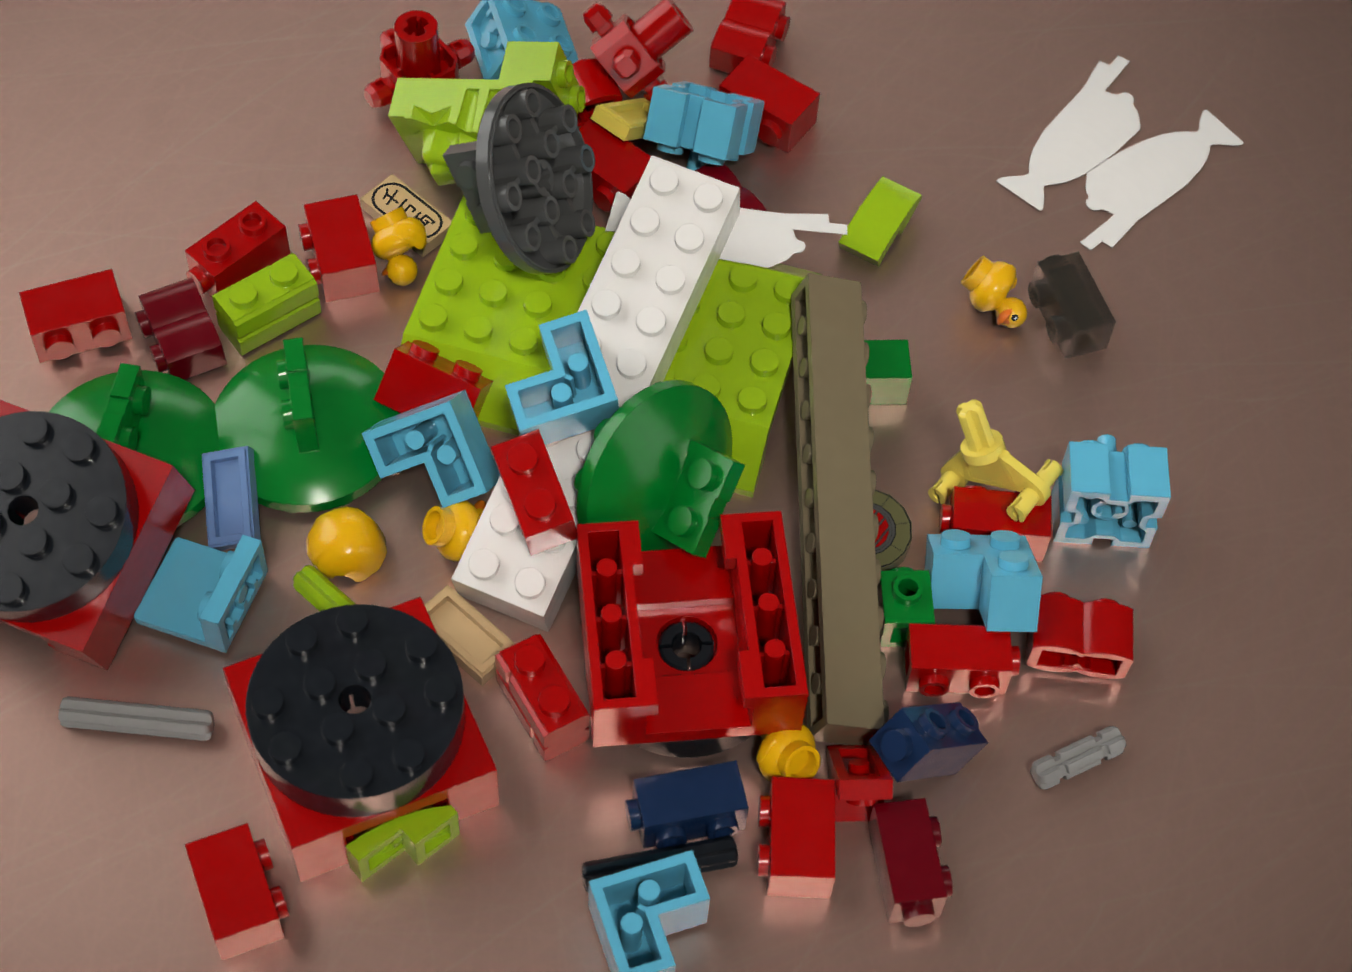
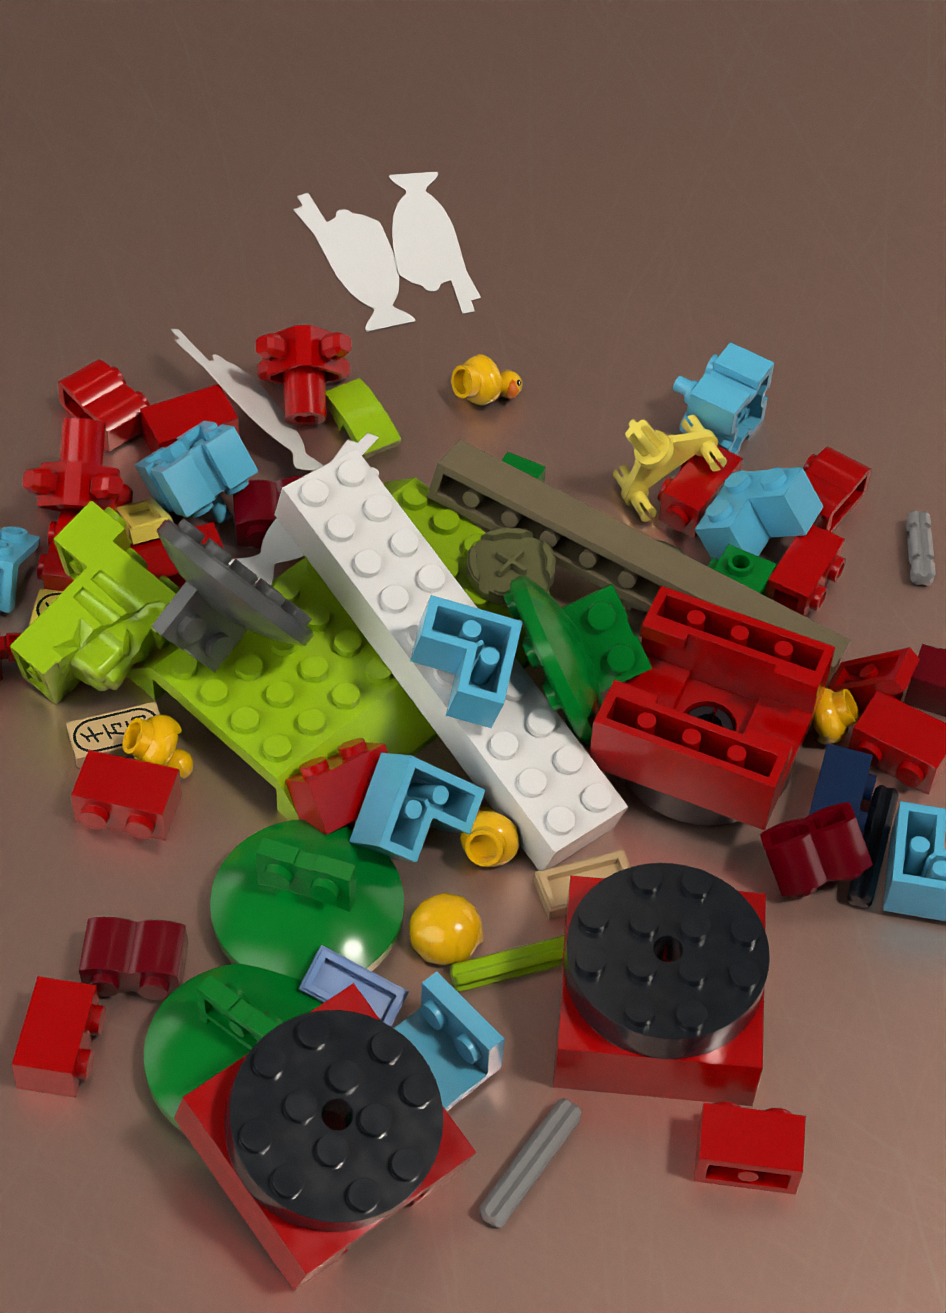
camera: 60 degrees left, 5 degrees down
(237, 249) = (73, 875): red brick -> none
(267, 303) = (153, 870): lime brick -> none
(416, 833) = (774, 1000): lime slope -> none
(534, 492) = (542, 737): red brick -> none
(542, 697) = (693, 842): red brick -> none
(598, 803) = (816, 850): none -> dark red brick
(755, 392) = (505, 556): none -> olive tile
(831, 132) = (253, 401): none -> white sticker
(890, 142) = (304, 362): none -> red piece
(928, 741) = (877, 616): dark blue brick -> none
(1071, 305) = (528, 343): clear smoke brick -> none

